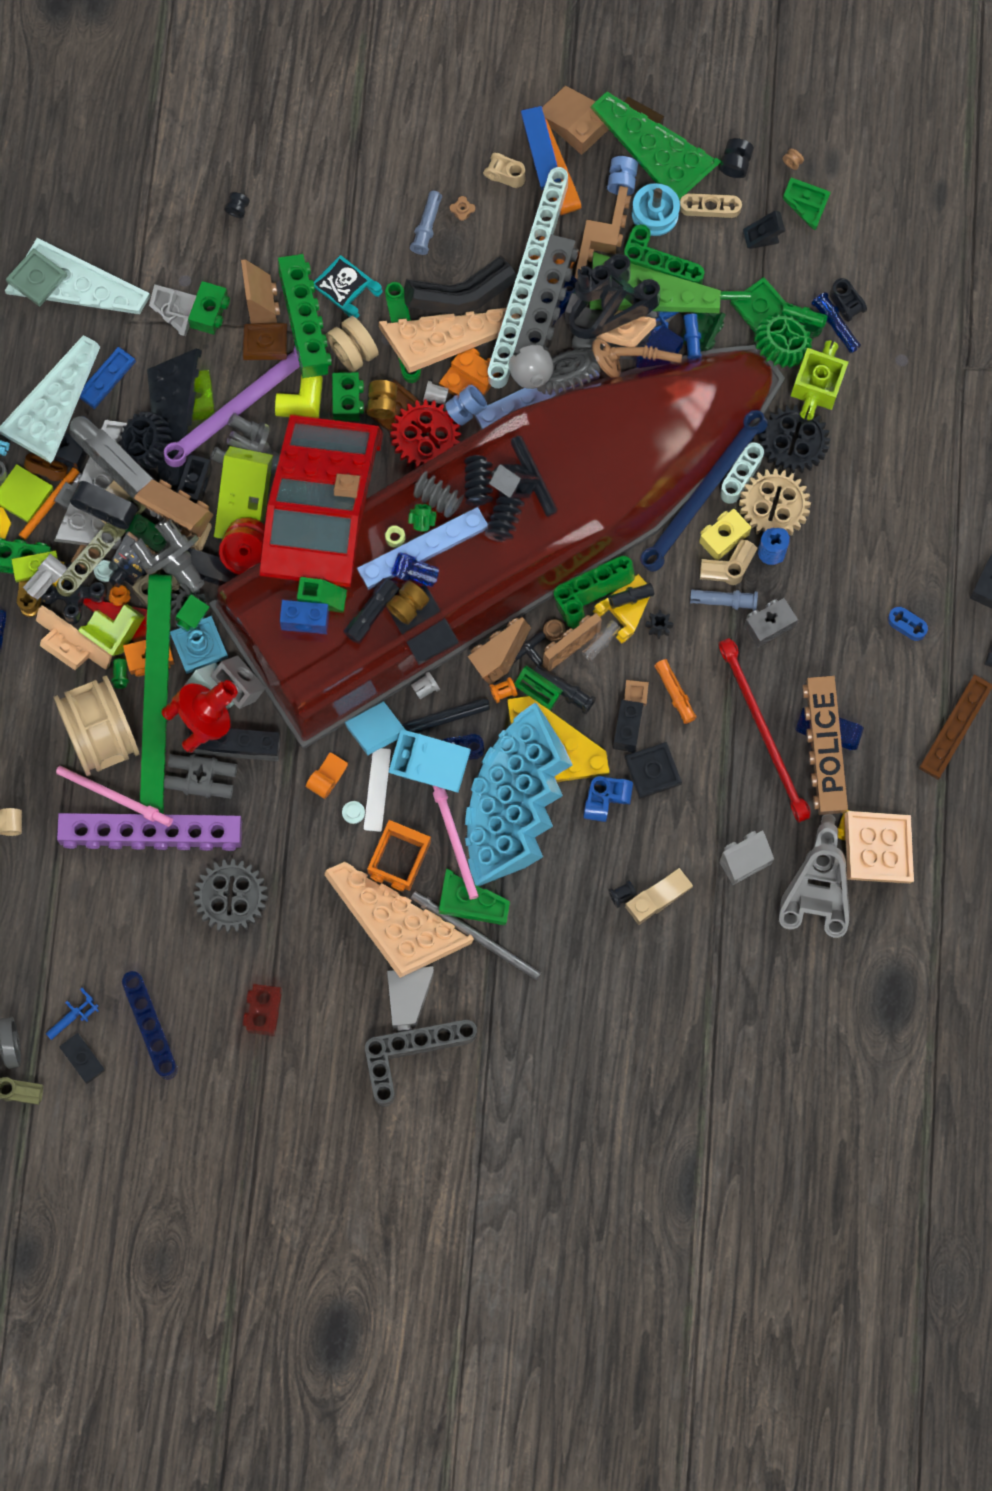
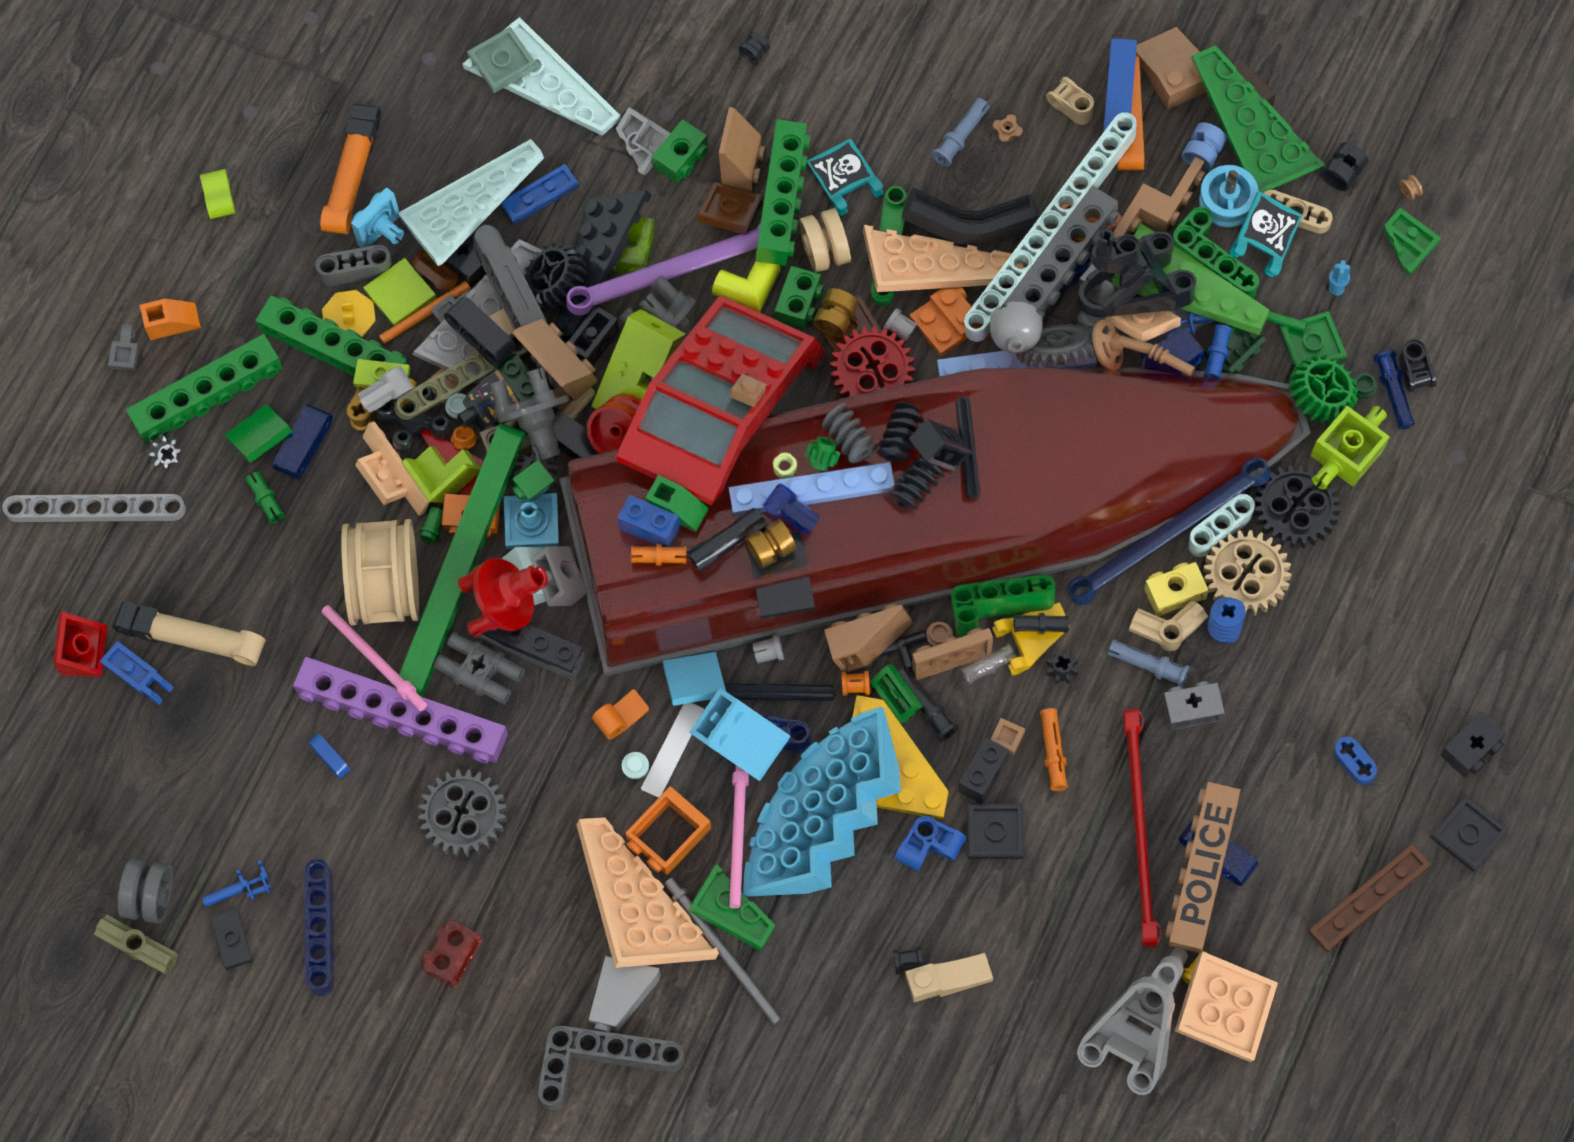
camera: 25 degrees right, 5 degrees down
(106, 886) = (329, 756): none -> blue beam
(321, 640) = (658, 554): none -> orange pin
(466, 404) = (929, 348): medium blue wheel -> none
(696, 226) = (1268, 228): none -> flag
(746, 857) = (1065, 965): light grey slope -> none
(764, 231) = (1354, 253): black slope -> none
(764, 248) = (1339, 278): none -> dark azure axle
(805, 315) = (1359, 368): green pin -> none

